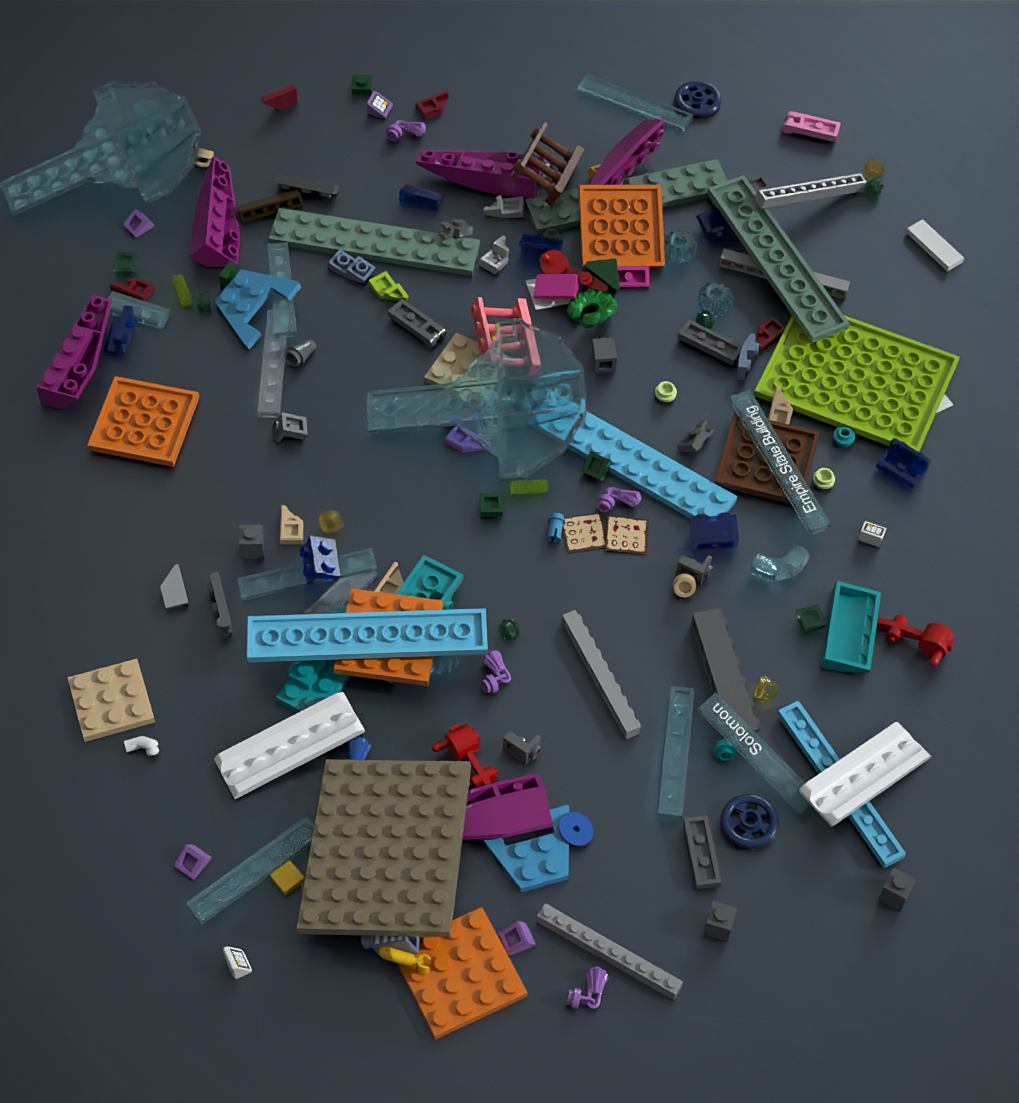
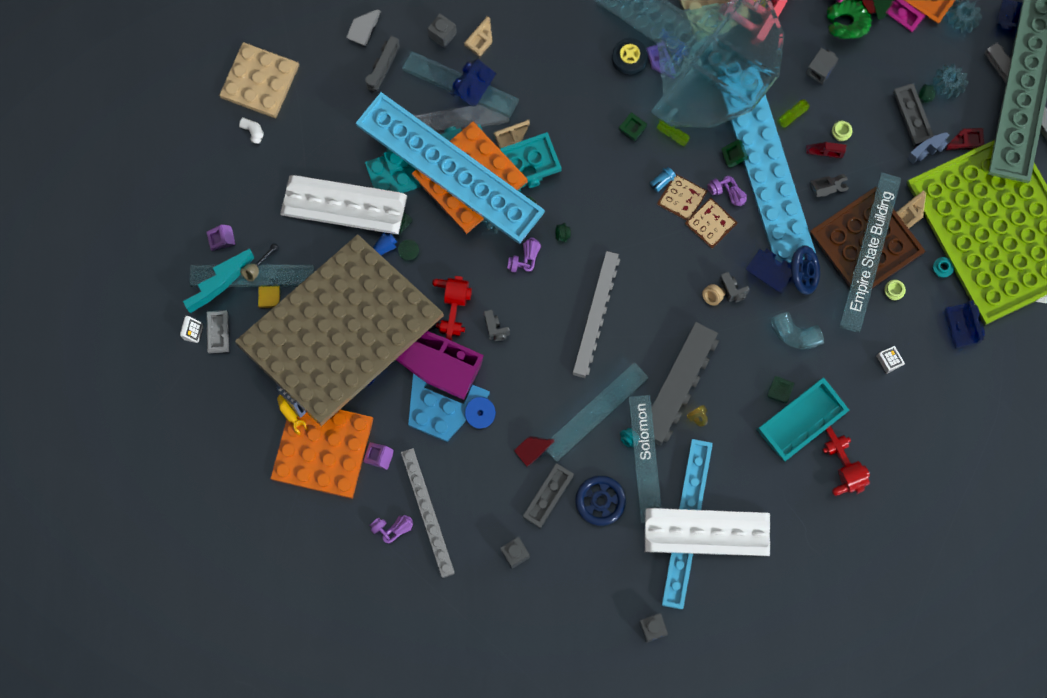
camera: 45 degrees right, 20 degrees up
(230, 886) = (225, 275): none -> teal slope
(250, 861) = (251, 271): none -> dark tan hinge
(264, 944) = (217, 331): none -> light grey plate
(330, 521) = (510, 55): clear yellow tile -> none
(383, 741) = (408, 249): none -> clear green plate
(429, 450) = (627, 49): none -> black wheel
(614, 405) = (797, 110): none -> clear neon green piece
(651, 821) = (532, 448): none -> dark red tile
(668, 412) = (827, 149): none -> dark red tile
(742, 510) = (805, 270): none -> dark blue plate

